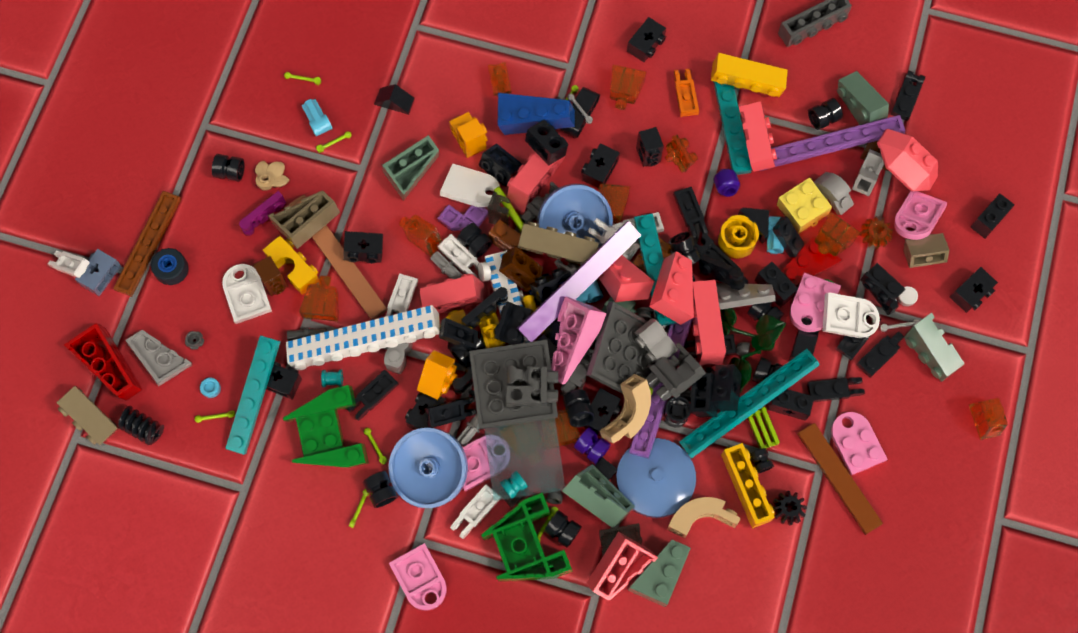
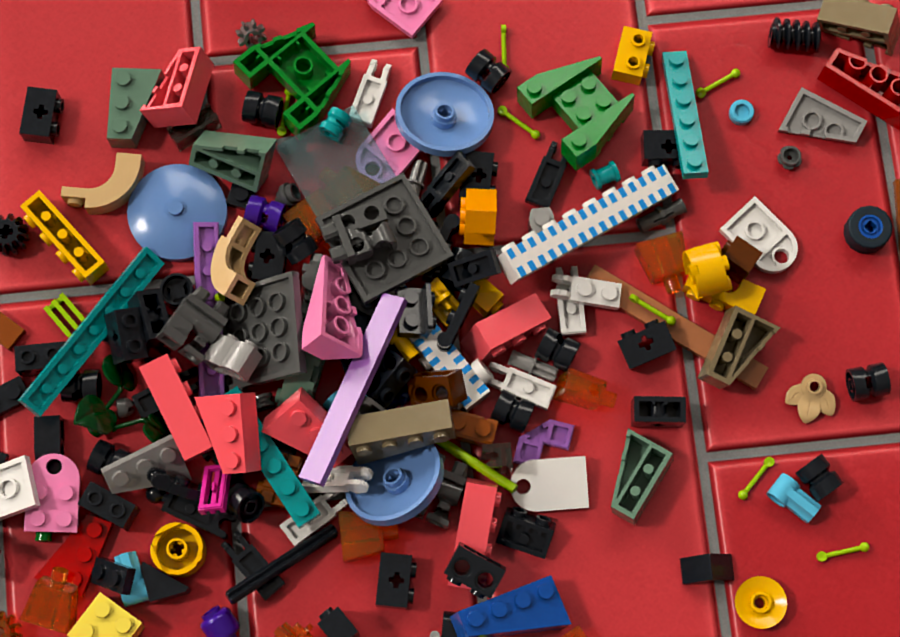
camera: 155 degrees right, 5 degrees up
(260, 214) = (793, 340): magenta plate -> none
(267, 459) = (631, 56): none -> yellow brick
(293, 122) = (819, 477): none -> black wheel
(298, 268) = (706, 270): none -> yellow brick
(338, 258) = (669, 319): none -> lime hinge
(367, 60) = (773, 598): none -> yellow dish
(377, 200) = (658, 411): none -> black brick
(384, 297) = (588, 291): none -> white hinge
(425, 268) = (557, 349): none -> black wheel
(469, 134) = (586, 554): light orange brick -> none
(548, 594) = (248, 28): none -> dark grey gear
(569, 456) = (288, 194): none -> dark grey plate
(672, 201) = (281, 564): none -> black axle
(707, 260) = (216, 503): none -> dark pink tile
(734, 606) = (36, 104): none -> black brick
(761, 460) = (58, 276): black wheel -> none

